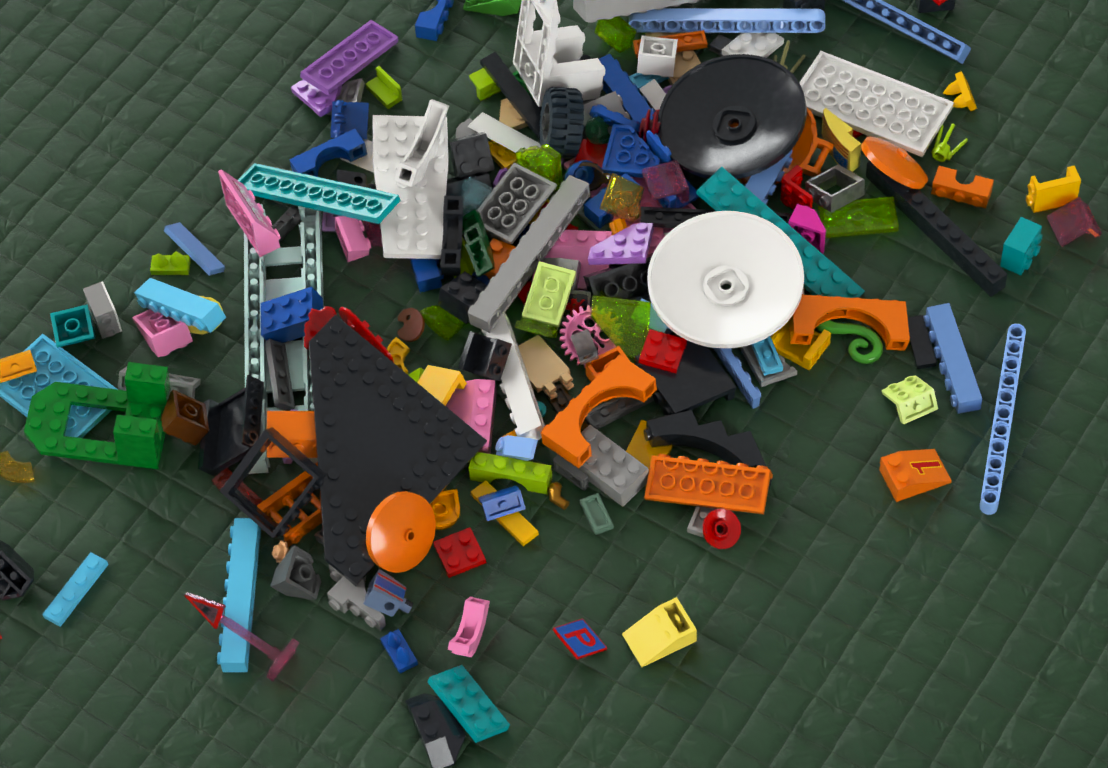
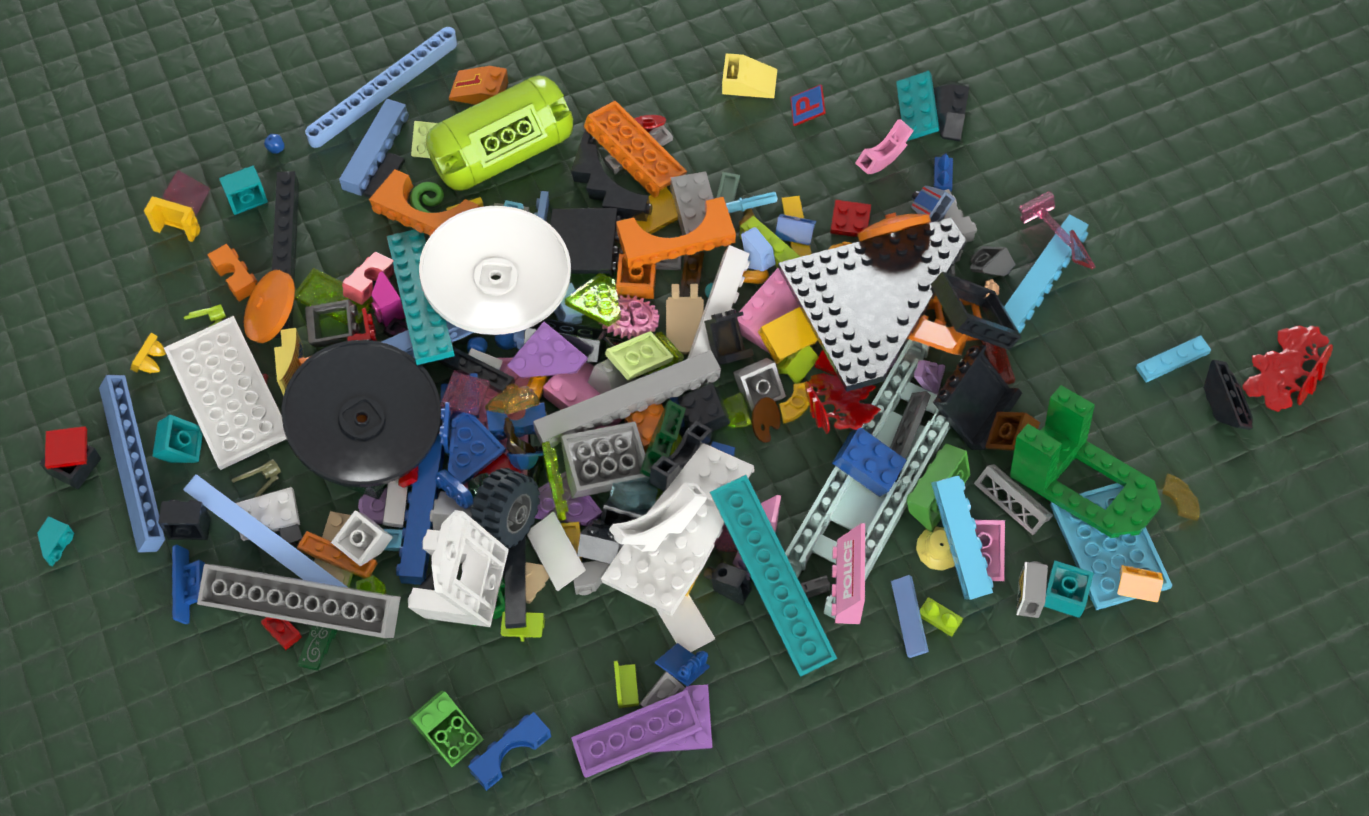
camera: 150 degrees left, 5 degrees up
(225, 346) = (922, 501): none -> bright green slope
(346, 146) = (753, 640): blue arch -> none
(438, 350) = (759, 381): none -> light grey slope
(568, 494) = (751, 202): none -> medium azure axle
(584, 346) = (645, 302): flat silver bracket -> none
(647, 124) = (433, 458): dark red piece -> none
(662, 351) = (588, 259): red plate -> none
(837, 410) = (499, 133): none -> lime piece
(841, 223) = (359, 284): none -> coral arch
(871, 49) = (177, 440): none -> teal slope
(1044, 309) = (274, 143): none -> blue piece

